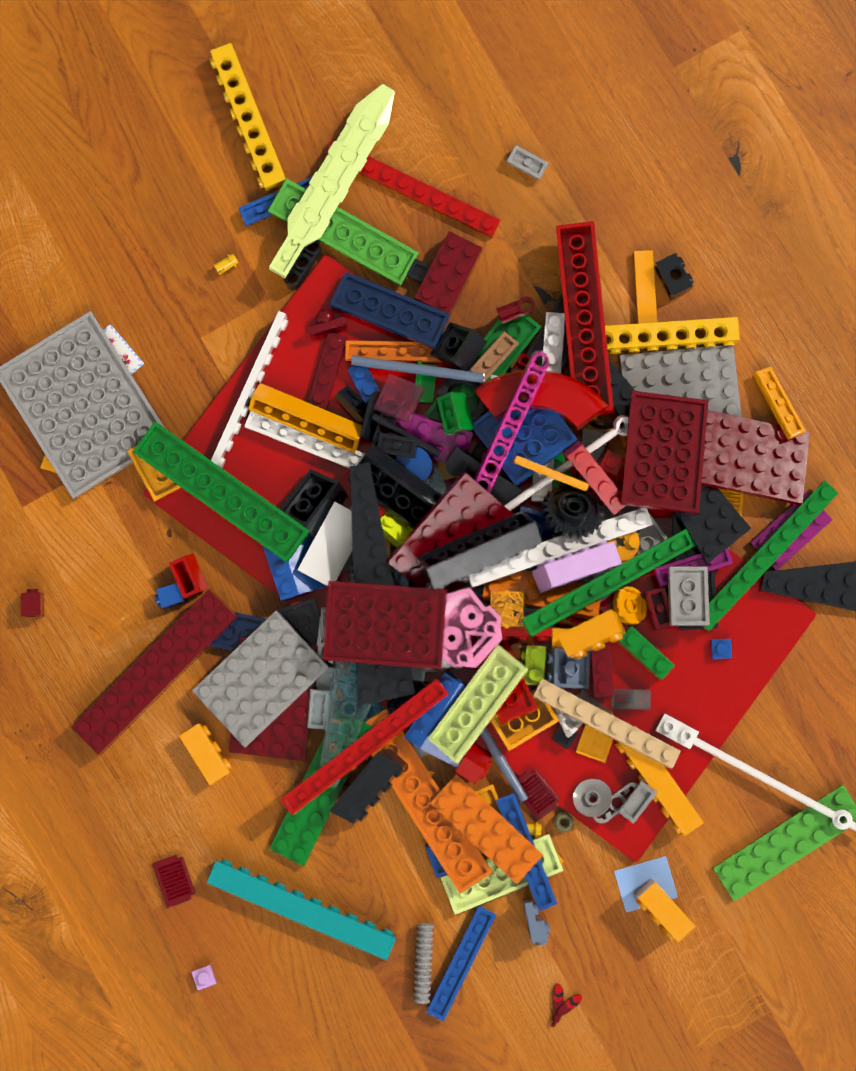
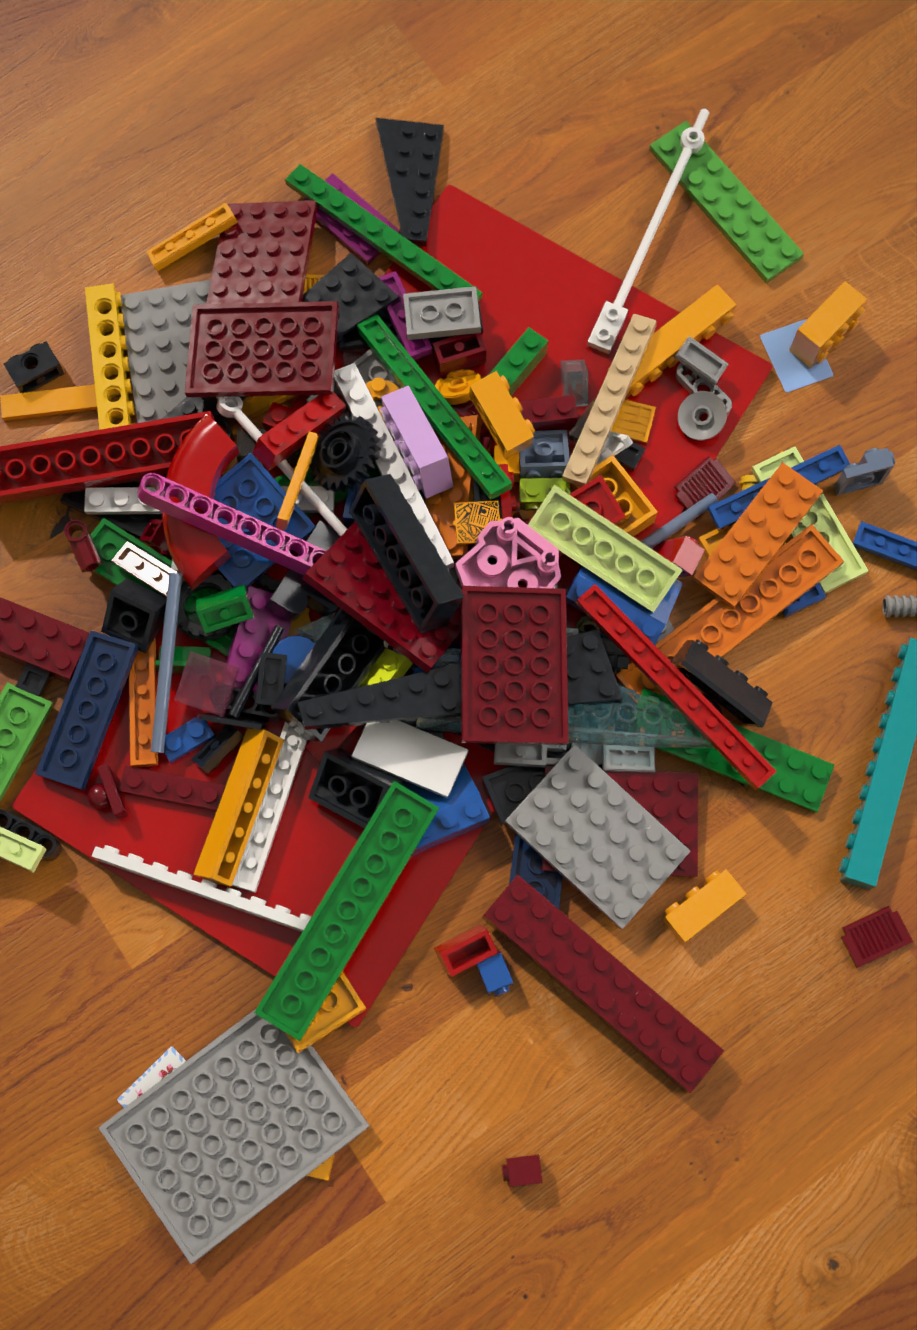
camera: 95 degrees left, 10 degrees down
(226, 264) = (27, 940): yellow pin -> none
(568, 826) = (736, 446): olive plate -> none
(721, 649) = (501, 284): blue plate -> none

